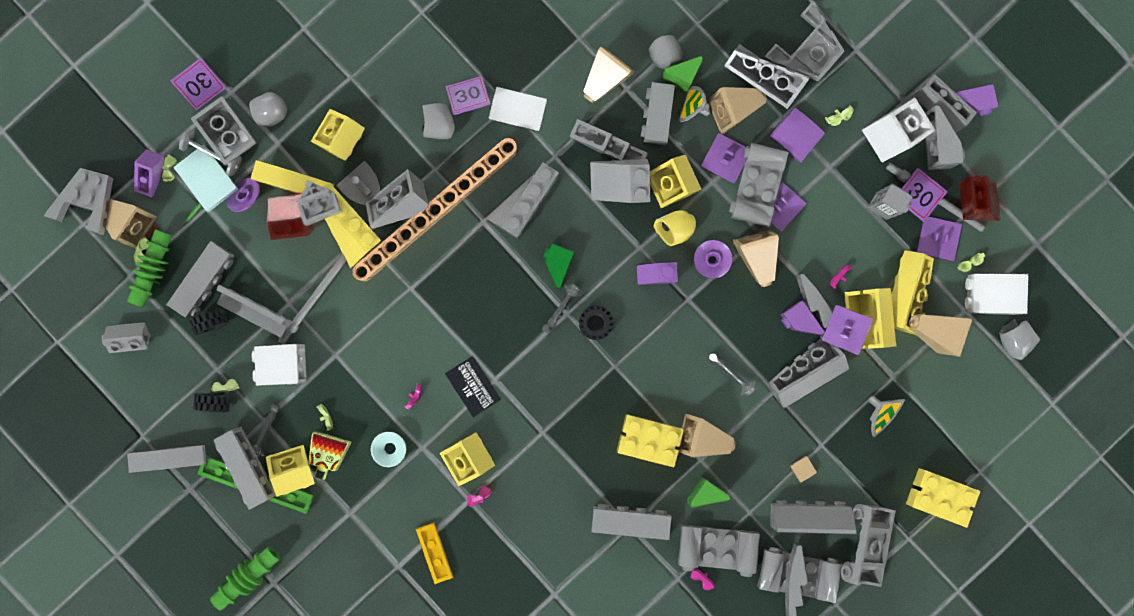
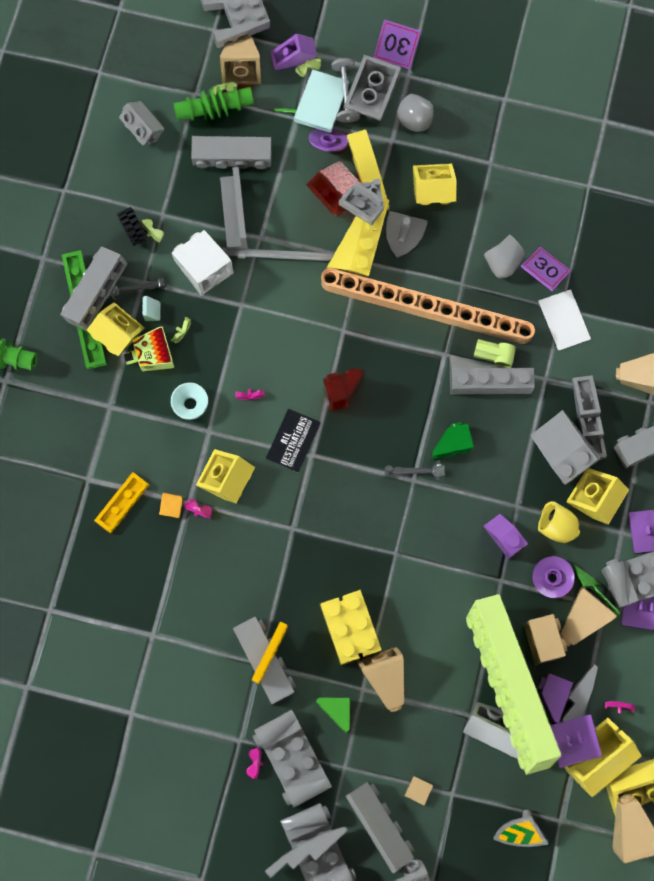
camera: 60 degrees right, 10 degrees down
(166, 458) = (58, 221): light grey slope -> none
(208, 321) = (200, 179): black tyre -> none
(291, 430) = (151, 309): none -> light aqua slope
(397, 201) = (413, 268): light grey slope -> none
(460, 322) = (342, 388): none -> clear red slope
(462, 516) = (171, 505): none -> slope
(512, 179) = (501, 354): none -> yellowish green piece
(584, 322) = (423, 497): black tyre -> none
(631, 517) = (269, 653): none -> yellow tile
(734, 233) = (589, 581): none -> bright green piece
(747, 387) = (459, 686): dark grey piece -> none
(757, 299) = (545, 639): none -> tan brick
(776, 349) = (512, 685): none -> yellowish green brick

